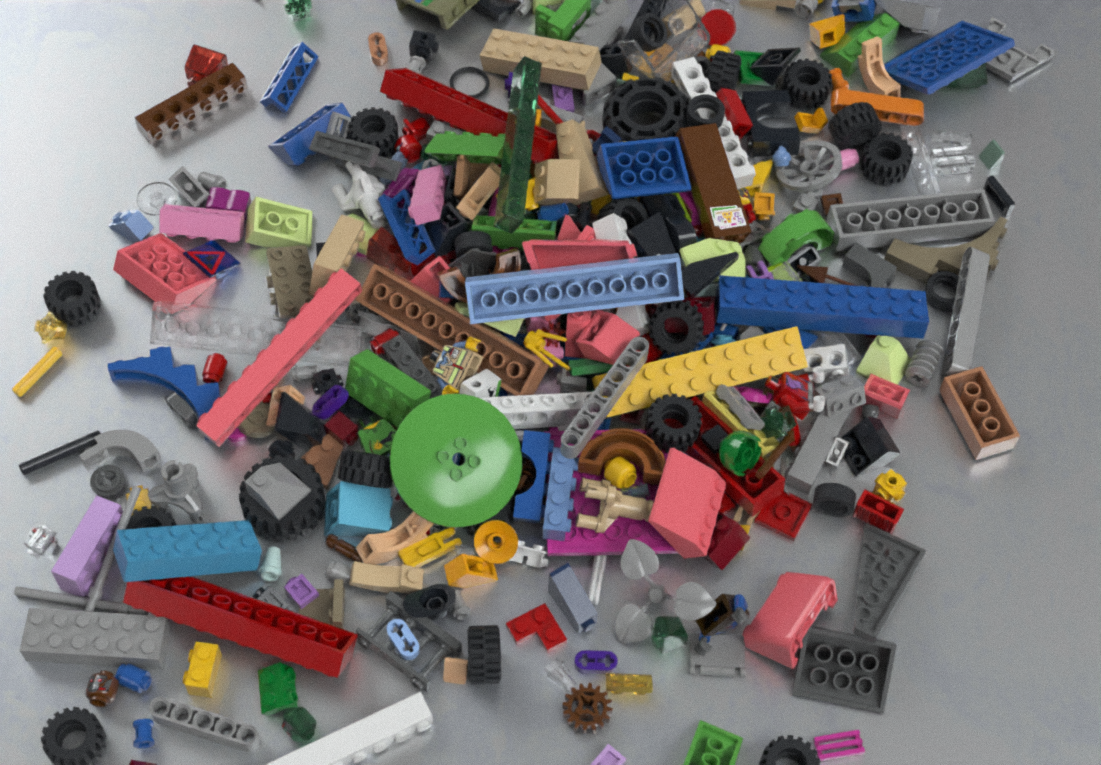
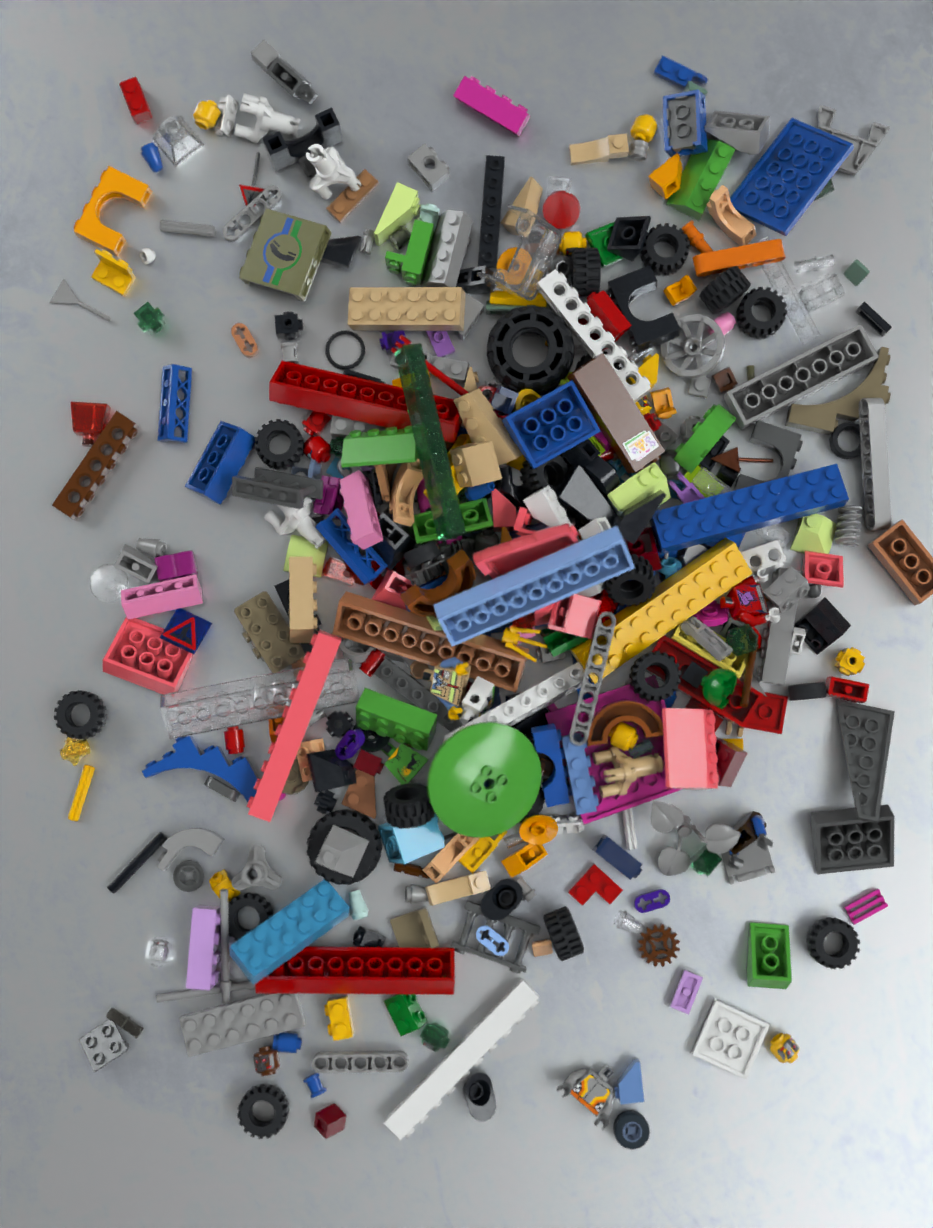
camera: 15 degrees left, 25 degrees up
(131, 225) = (98, 619): medium blue slope -> none
(277, 224) = (231, 573): yellowish green slope -> none
(300, 591) = (392, 924): medium lavender bracket -> none
(335, 124) = (244, 456): light grey tile -> none
(635, 683) = (684, 912): clear yellow plate -> none
(658, 28) = (511, 242): black tyre -> none
(705, 101) = (587, 322): black tyre -> none
(781, 157) = (666, 349): medium blue plate -> none
(788, 615) = (799, 812): coral windscreen -> none

